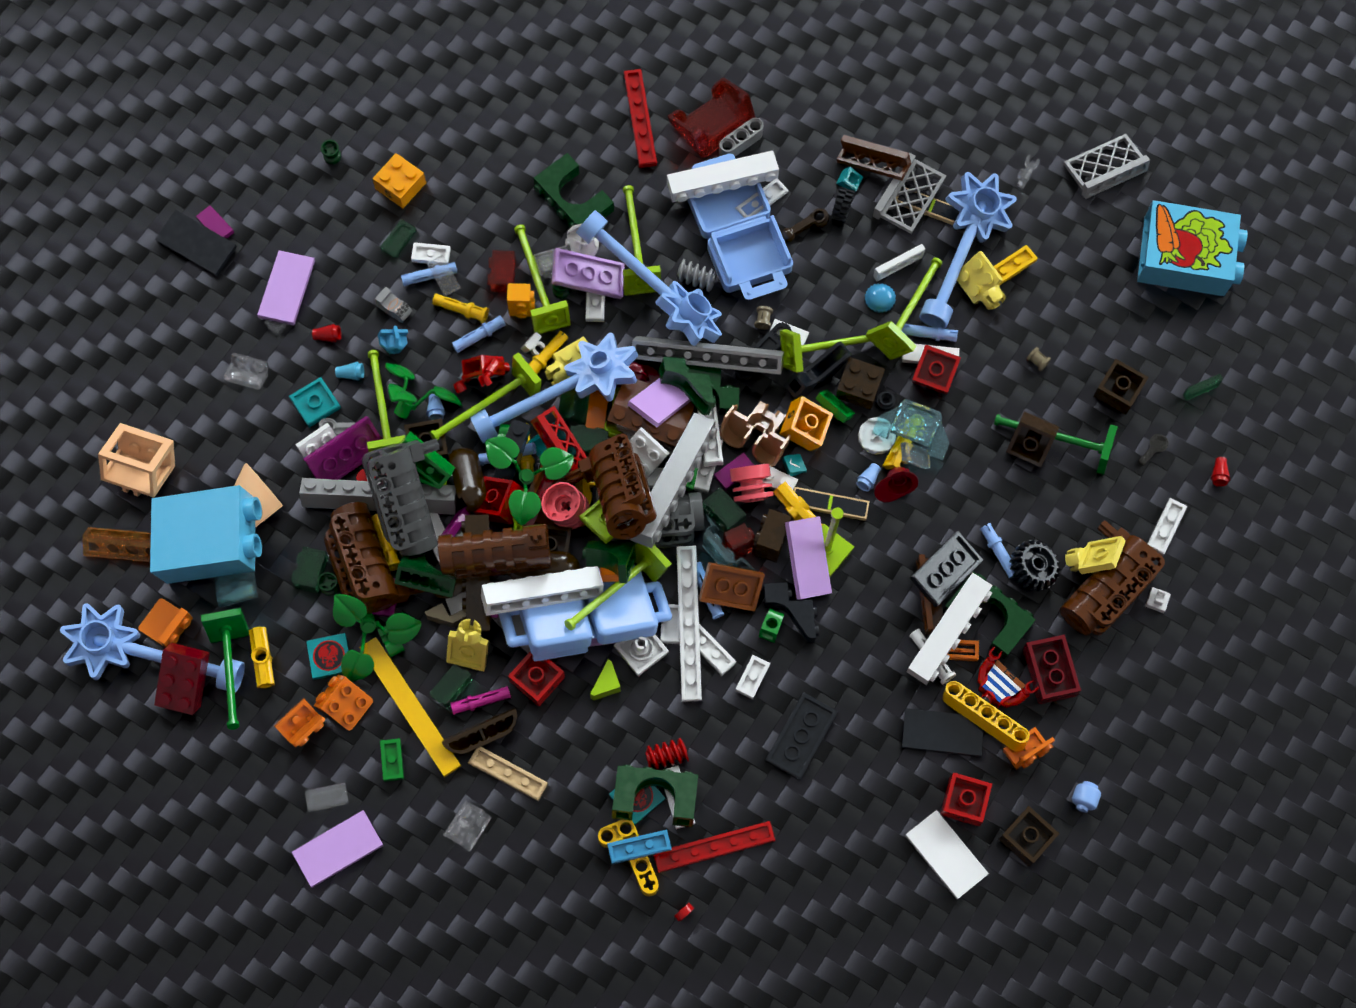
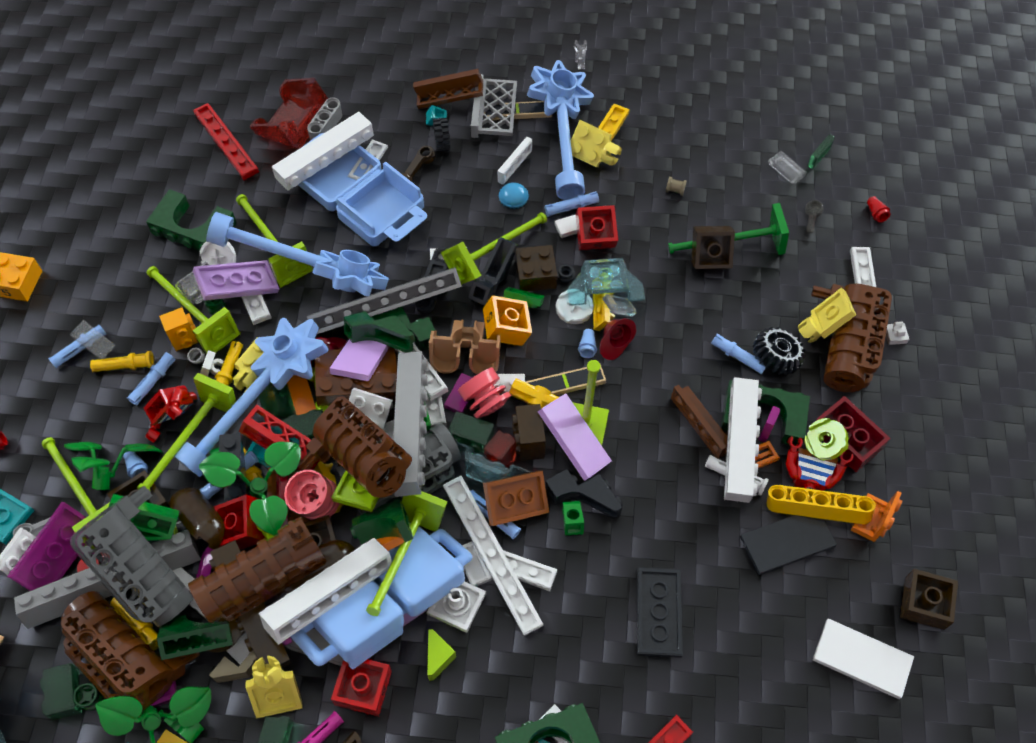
camera: 25 degrees left, 10 degrees down
(350, 371) = (31, 468): medium azure cone -> none
(392, 305) = (50, 389): light grey leg -> none
(393, 339) = (63, 420): dark azure piece -> none
(398, 238) = (33, 328): clear green tile -> none
(427, 252) = (62, 329): white plate -> none
(502, 270) = (149, 309): clear red brick -> none
(523, 327) = (196, 353): none -> light grey hinge
(666, 754) = (536, 698): red piece -> none
(700, 277) = (340, 241): light grey piece -> none
(752, 677) = (581, 576): white plate -> none
(763, 317) = (420, 251): dark tan bush -> none
(794, 464) = (513, 363): teal slope -> none
(889, 336) = (543, 216): lime tile -> none
(946, 569) = (704, 389): tile -> none
(966, 799) = (851, 593): red brick -> none
(983, 627) = (770, 422): none -> magenta tile
(1029, 672) = (836, 445): none -> plate
(1086, 796) = (953, 534): light blue head -> none
(1116, 175) = (650, 31): light grey fence -> none
(1120, 386) = (757, 177): dark brown brick -> none
(1160, 388) = (787, 167): none -> clear tile
(1191, 248) = (745, 55): brick -> none

